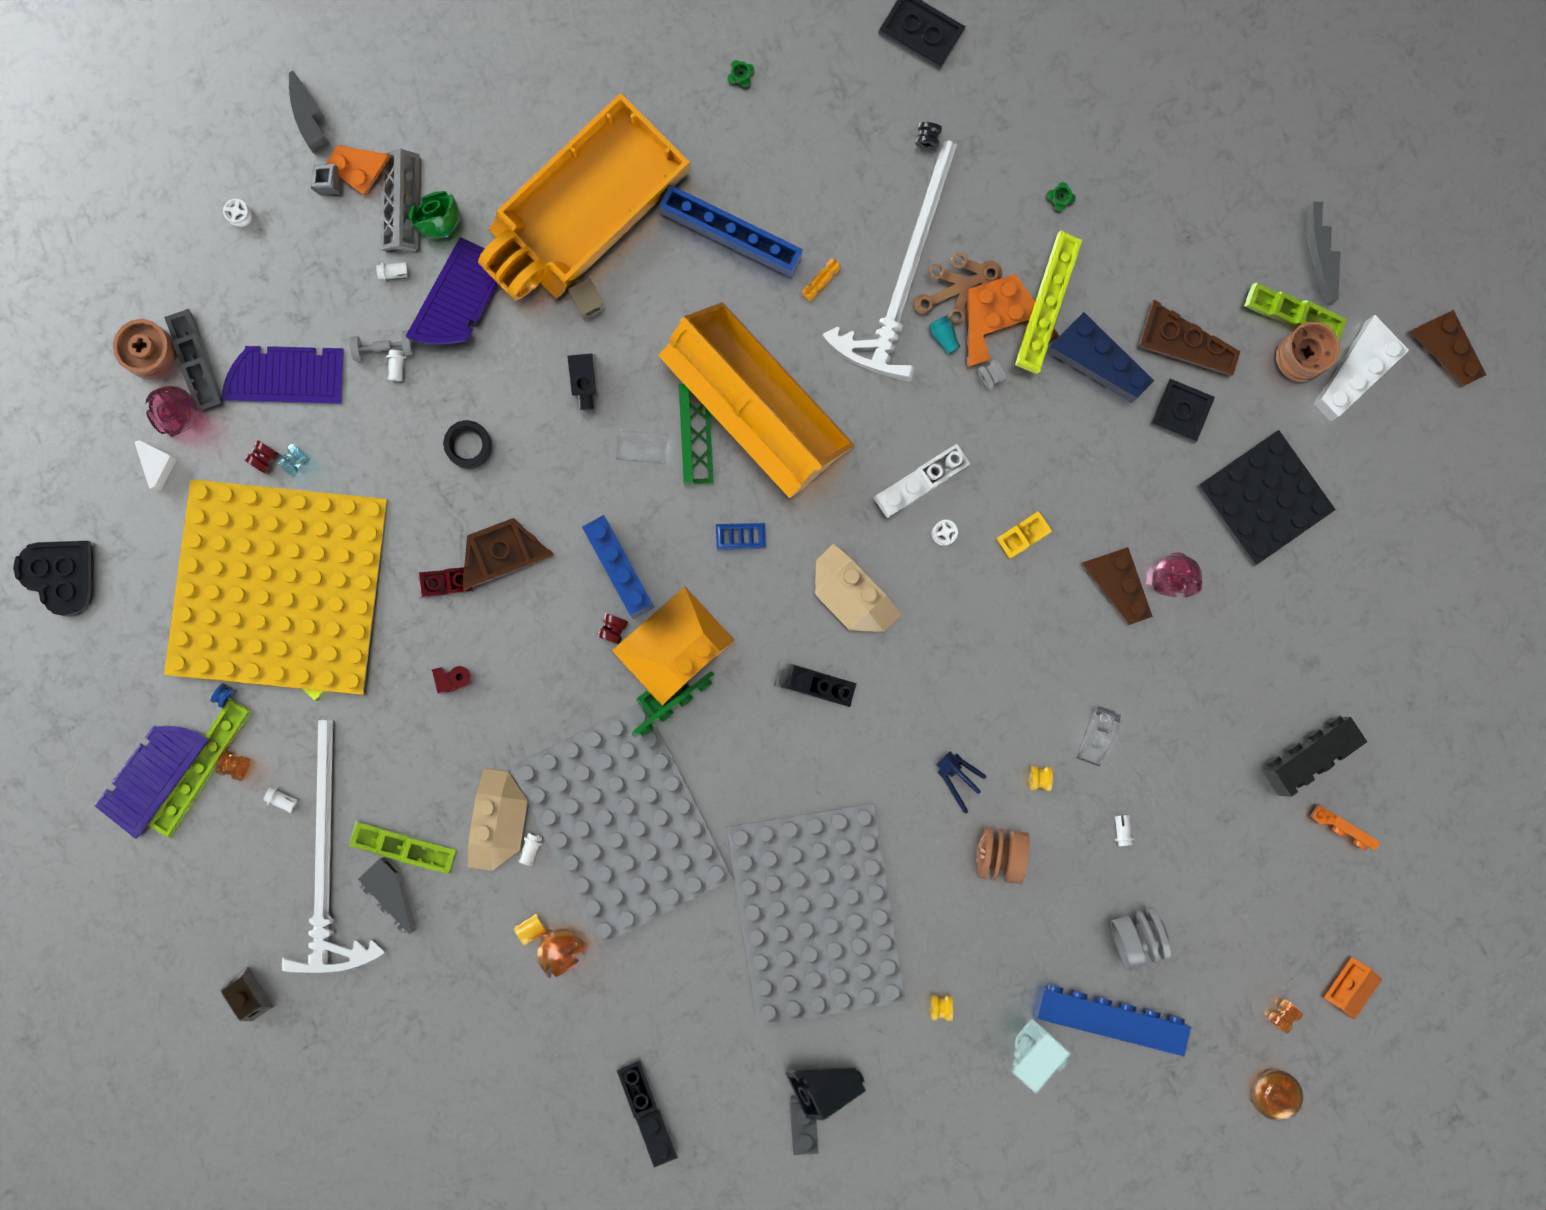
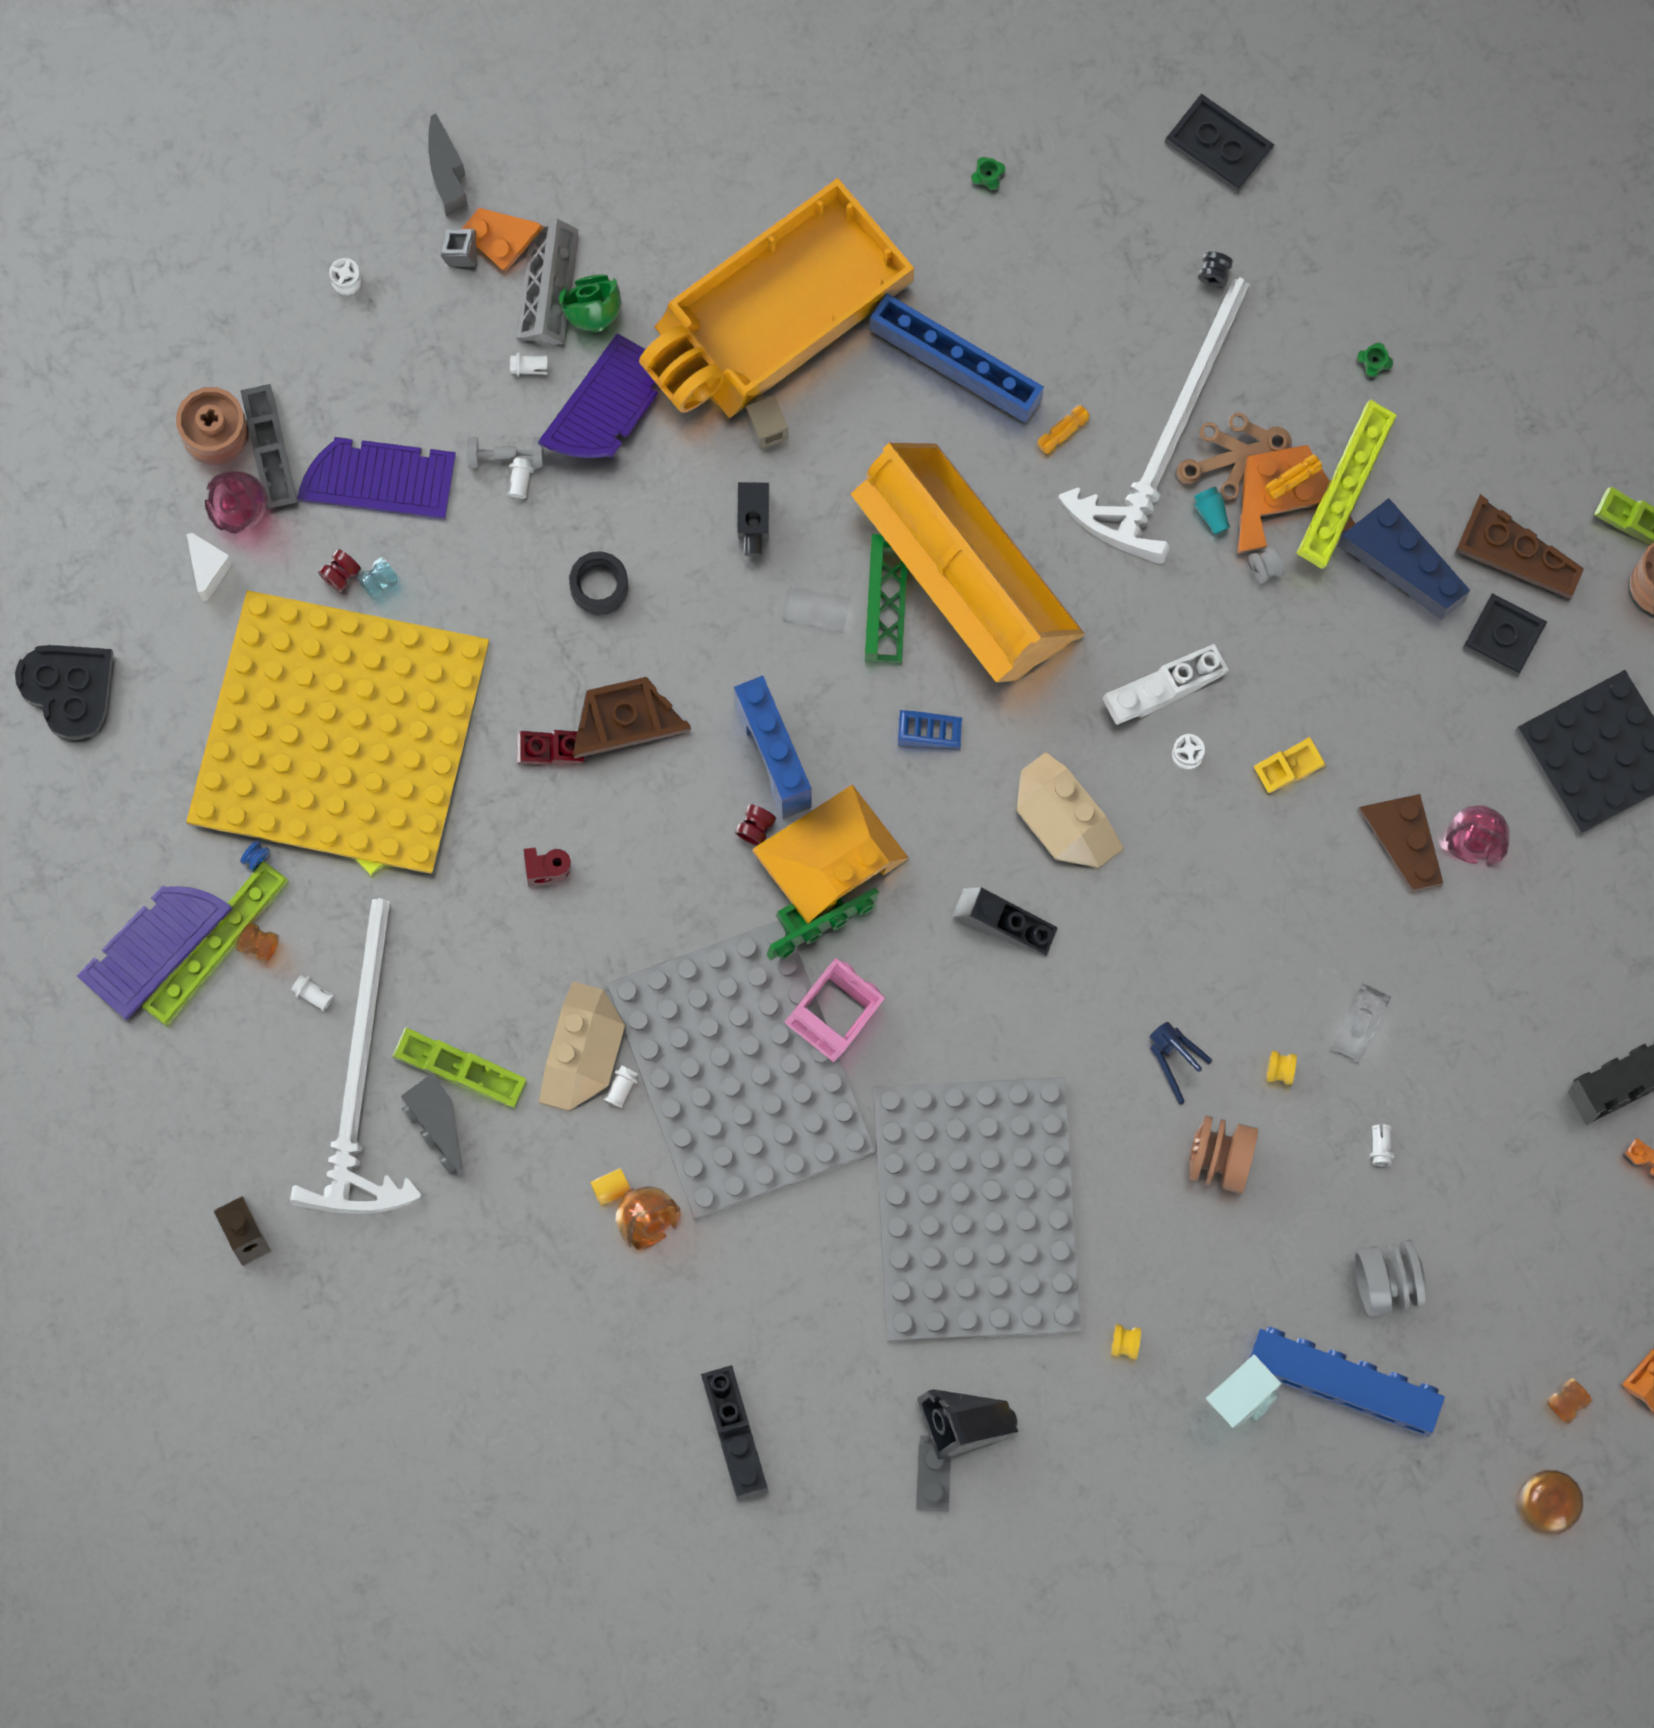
camera: 15 degrees right, 10 degrees down
(675, 792) = (819, 1033): none -> bright pink window
(1007, 302) = (1294, 476): none -> light orange axle

